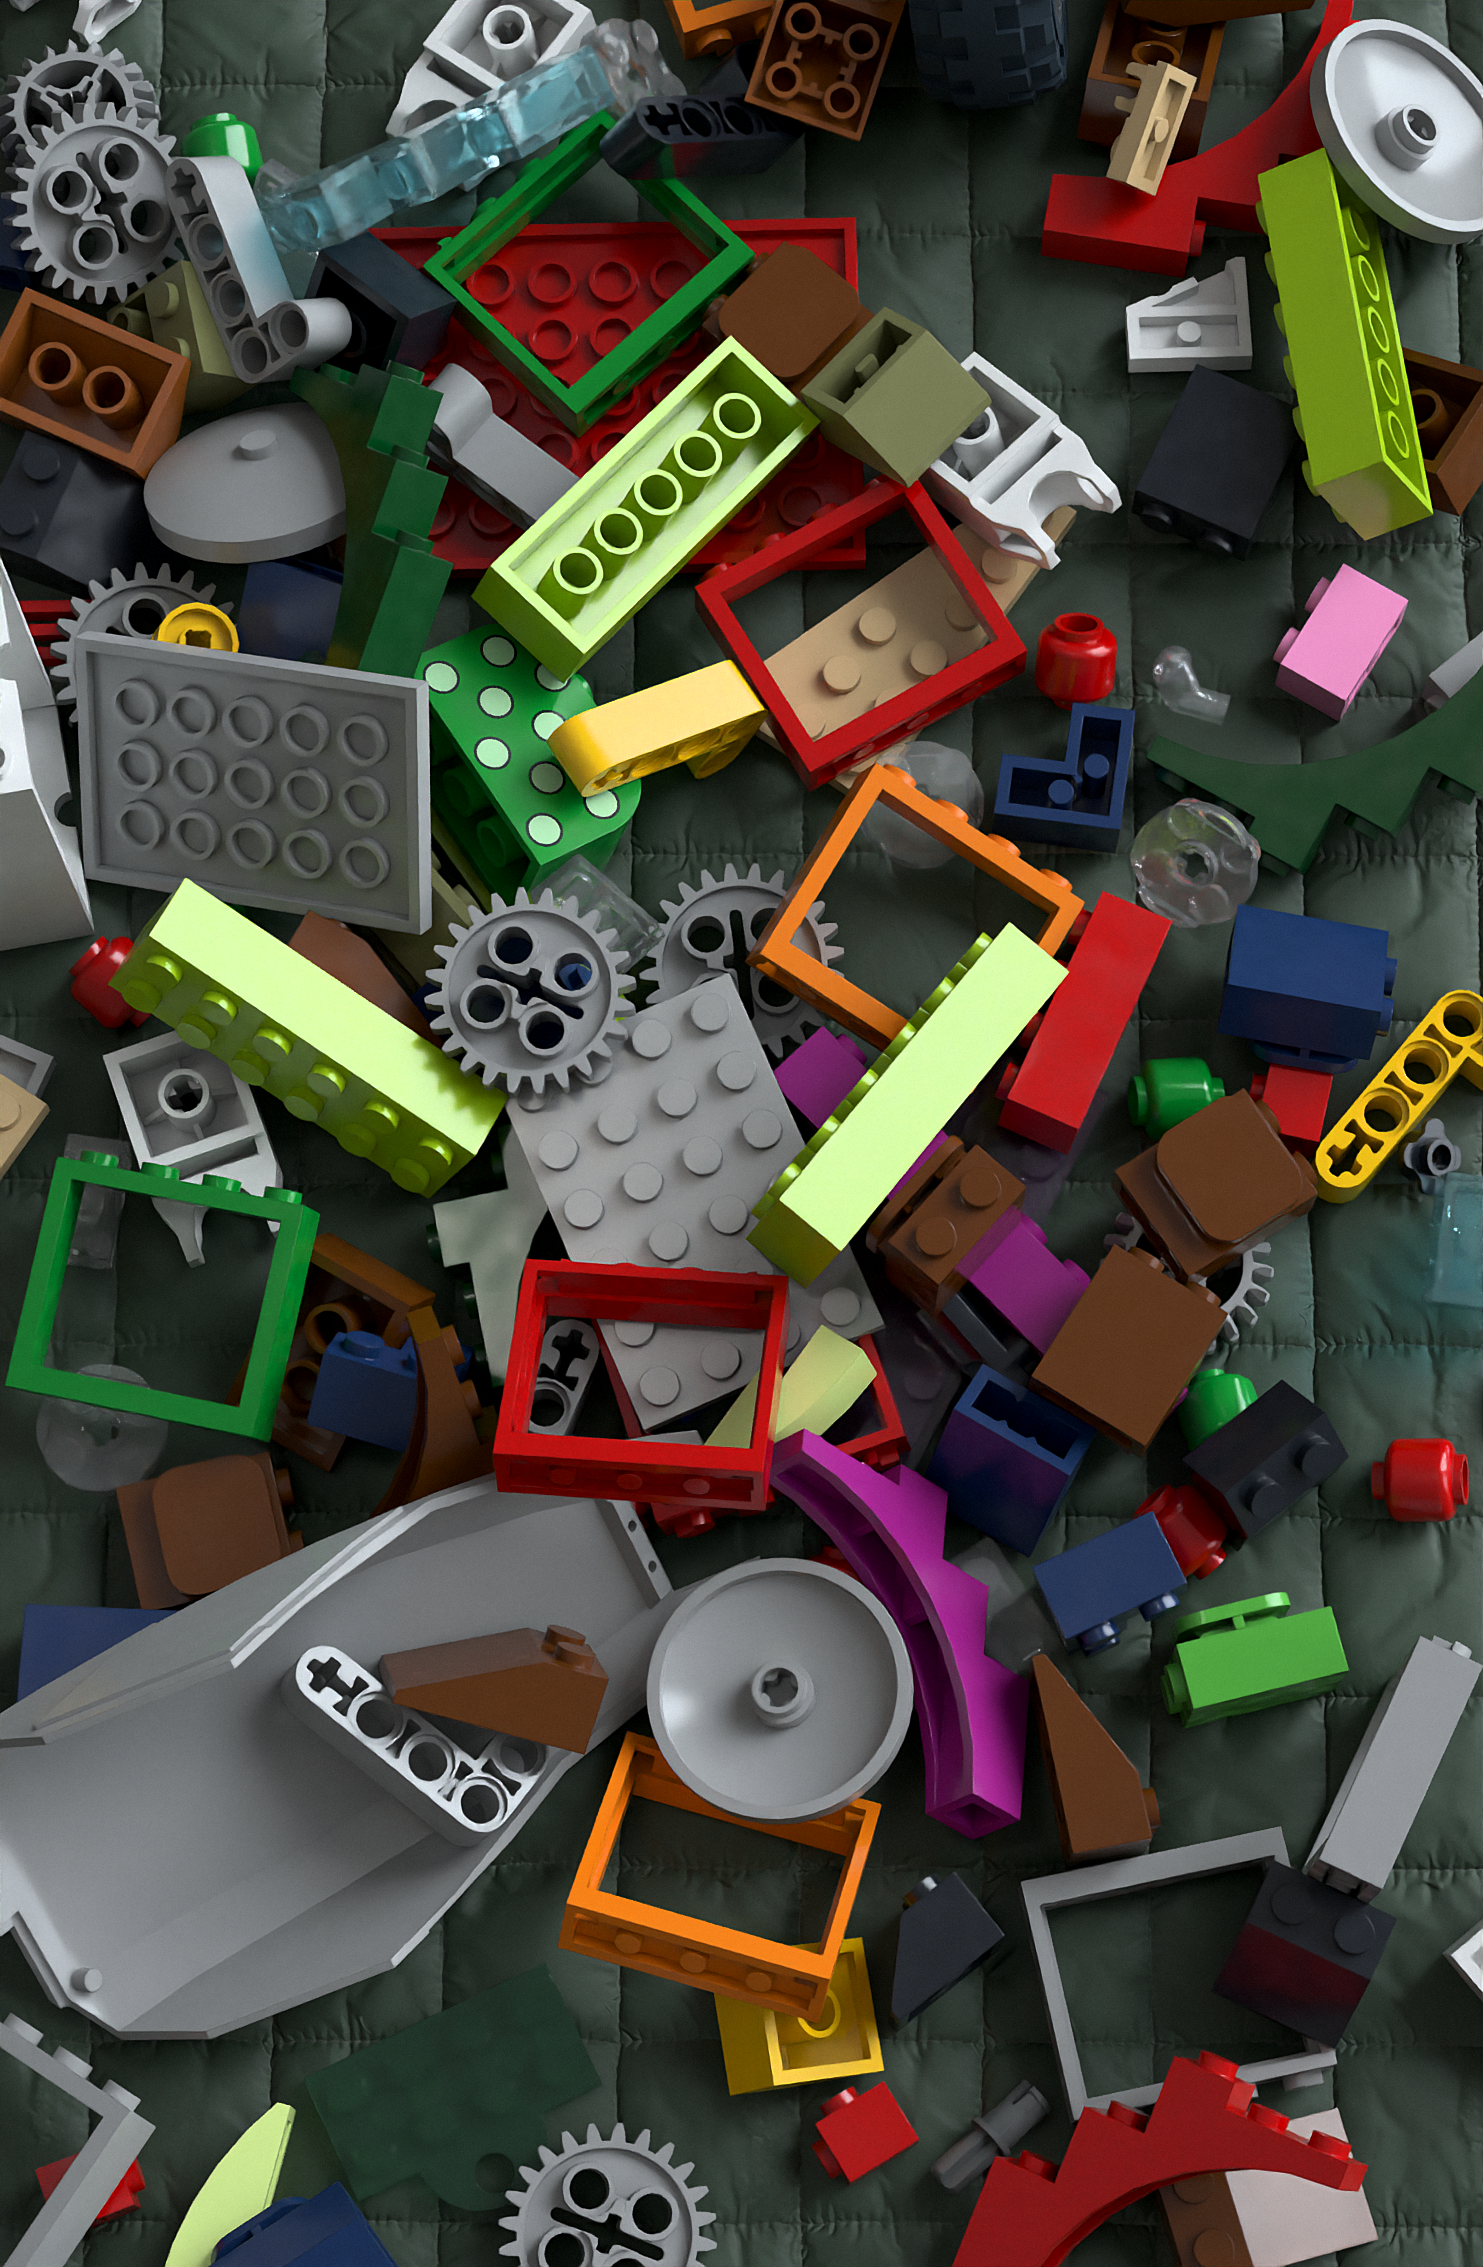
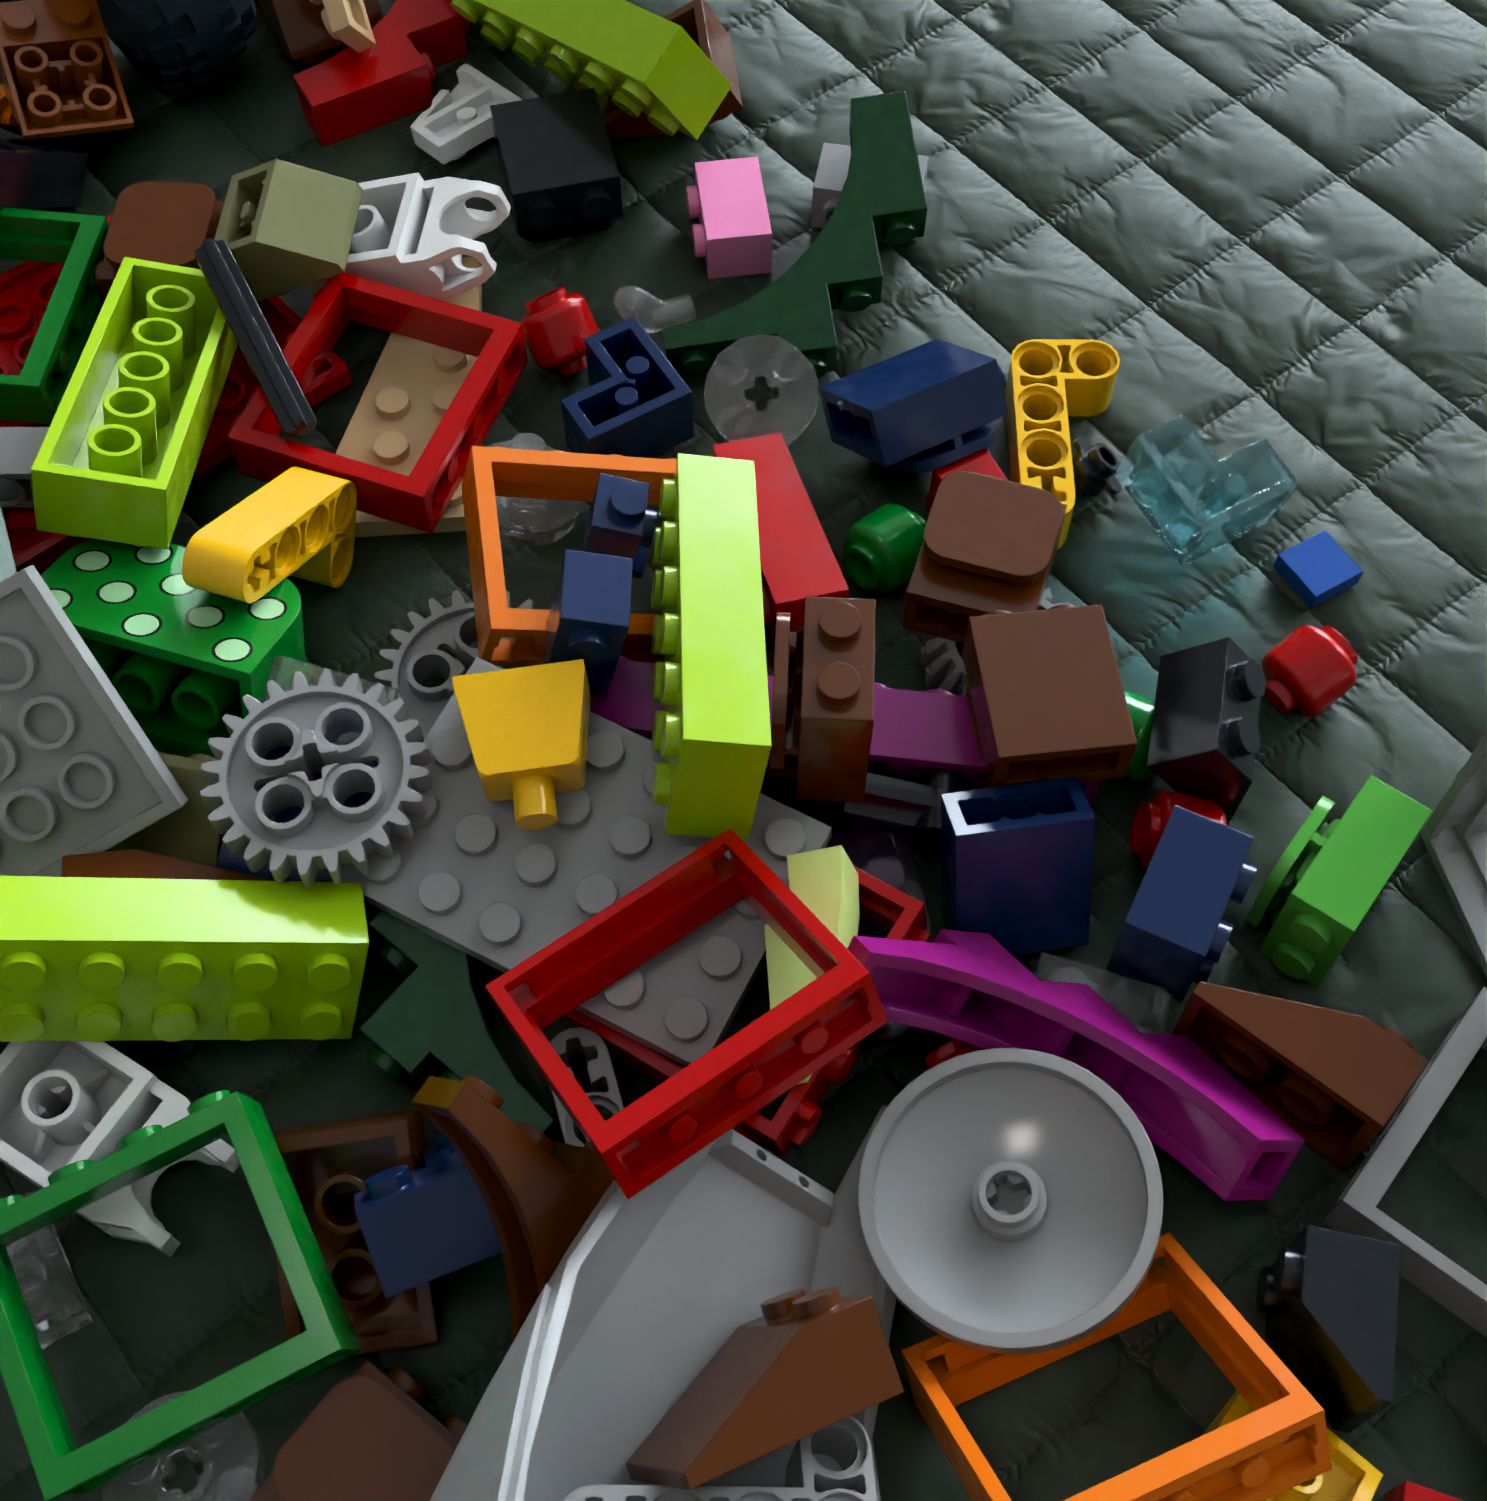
camera: 40 degrees left, 15 degrees down
(704, 1082) = (528, 734): none -> yellow torso
(779, 510) = (255, 338): none -> black axle
(822, 1019) = (590, 614): none -> dark blue brick
(935, 933) = (620, 520): none -> dark blue brick

